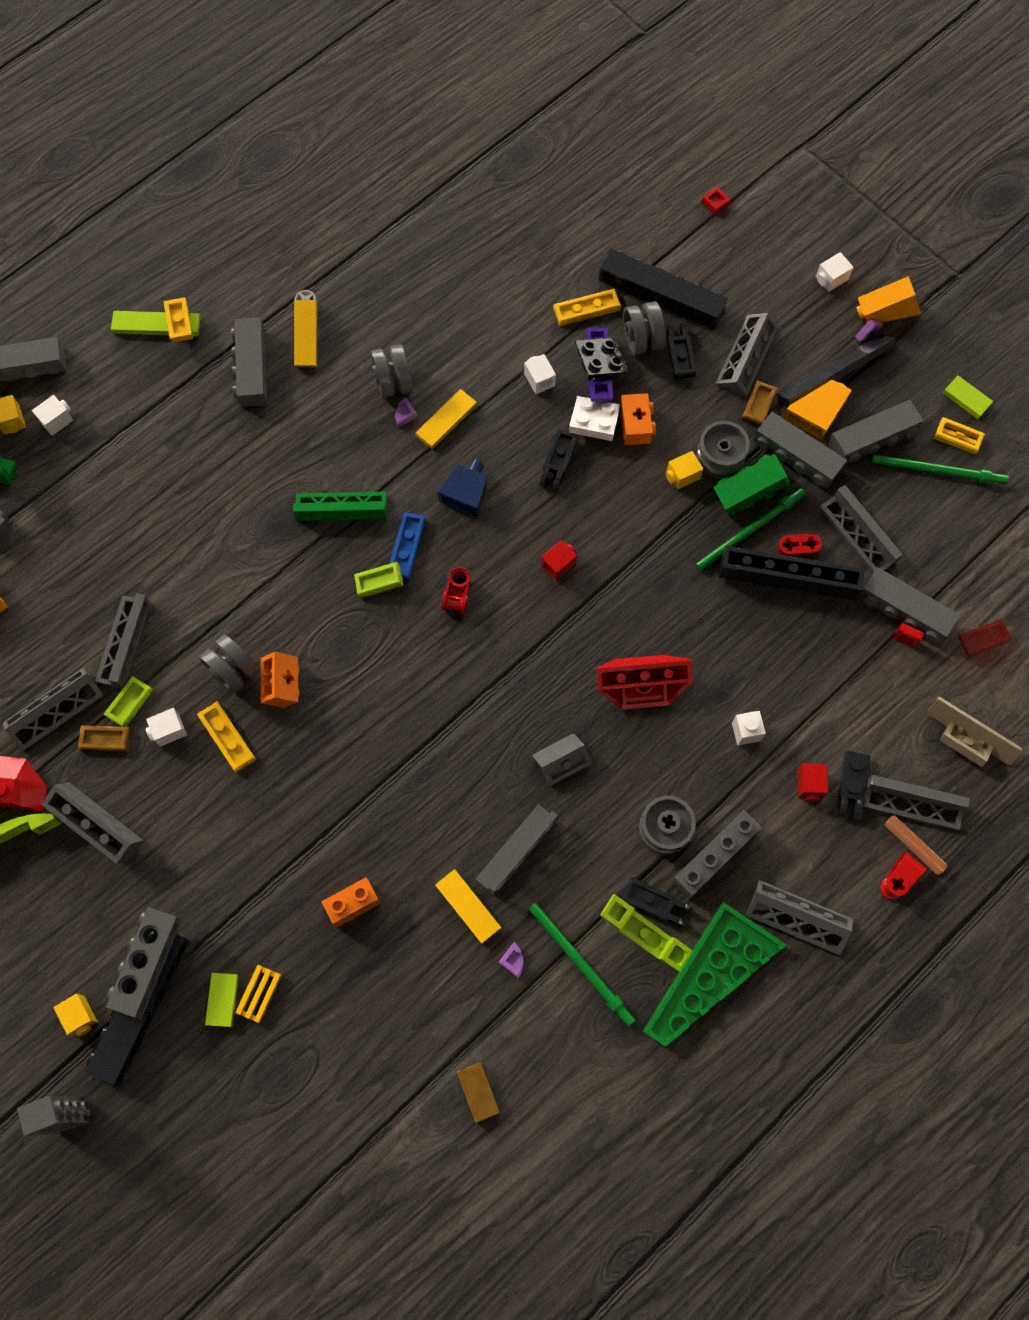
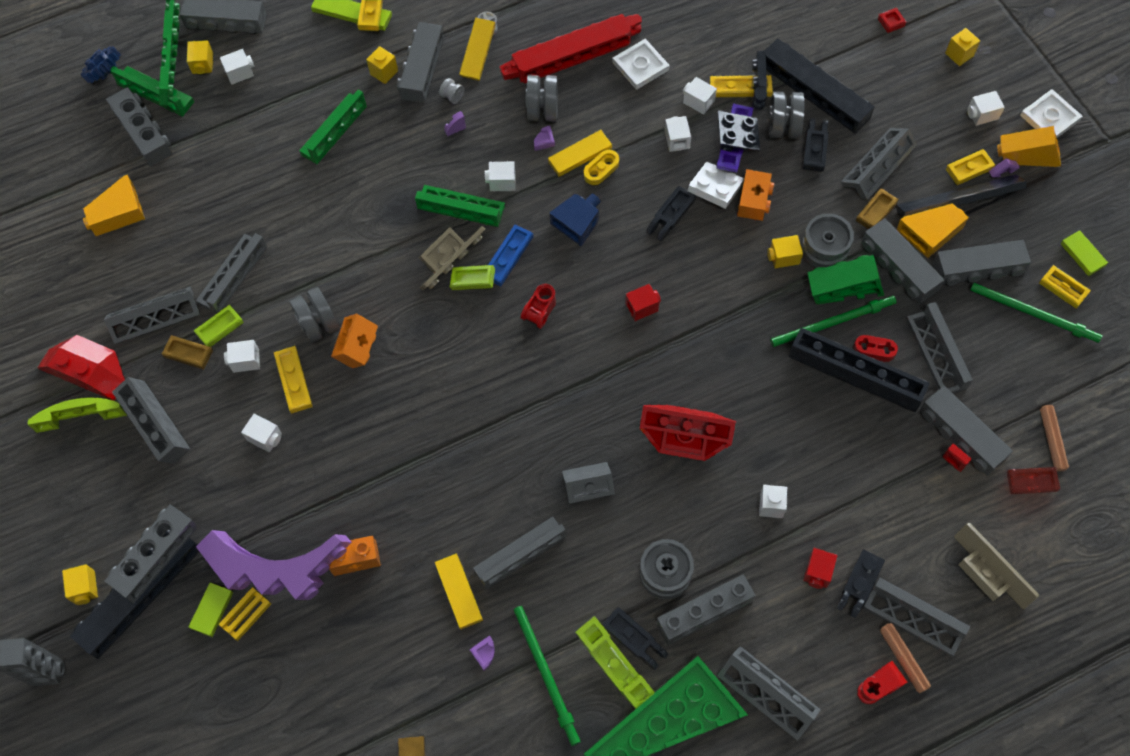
camera: 20 degrees right, 5 degrees down
(179, 455) = (334, 127): none -> green fence
(210, 375) = (382, 65): none -> yellow brick
(214, 802) = (262, 433): none -> white brick
(239, 948) = (299, 574): none -> medium lavender arch
(292, 385) = (451, 91): none -> light grey wheel
(308, 421) = (456, 124): none -> medium lavender tile
(341, 561) = (444, 252): none -> dark tan bracket
(374, 464) = (501, 176): none -> white brick
(403, 309) = (572, 48): none -> red hinge
(472, 430) = (600, 168): none -> yellow plate
(479, 308) = (640, 64): none -> white plate
(549, 327) = (699, 95): none -> white brick
(606, 297) = (759, 81): none -> black hinge
(794, 213) = (962, 47): none -> yellow brick
(836, 336) = (970, 167): none -> yellow plate
(898, 262) = (1051, 111): none -> white plate
(991, 590) = (1054, 438): none -> nougat axle

